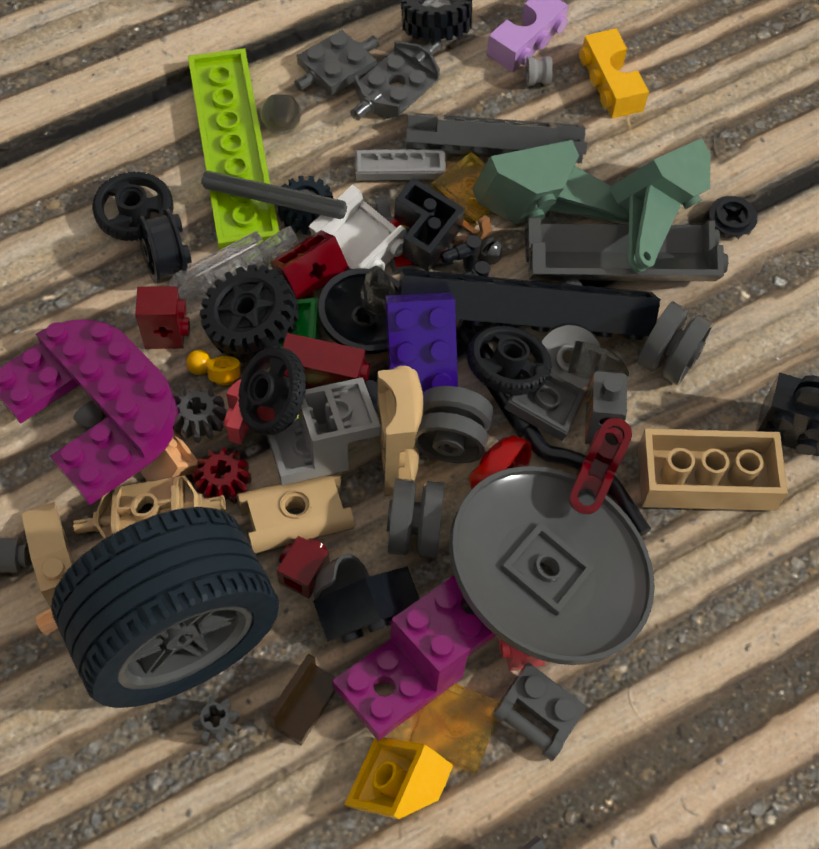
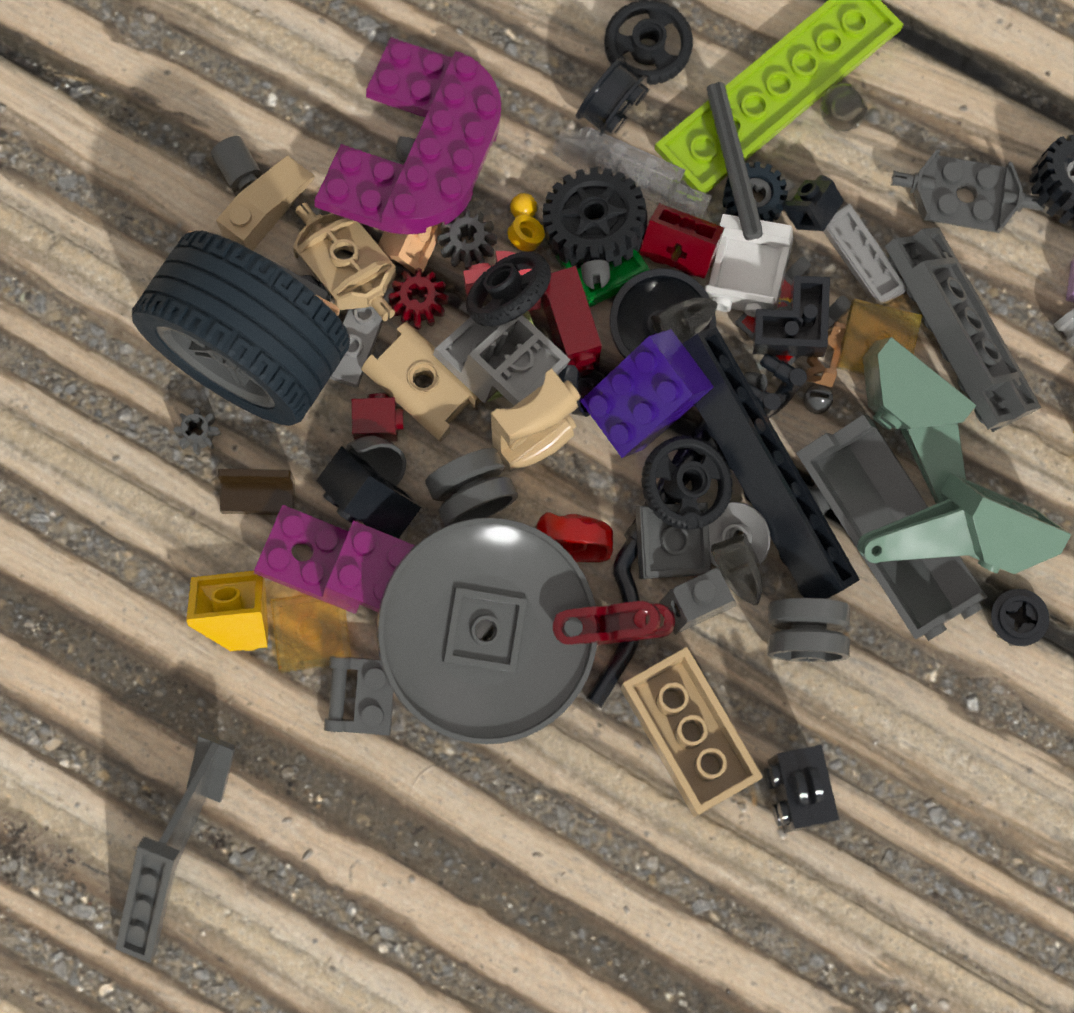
camera: 60 degrees right, 15 degrees up
(161, 317) = (537, 146): dark red brick -> none
(297, 327) = (595, 272): none -> dark grey hinge
(336, 62) = (952, 120): dark grey plate -> none
(336, 163) = (814, 204): none -> black brick
(454, 424) = (590, 467): dark grey wheel -> none

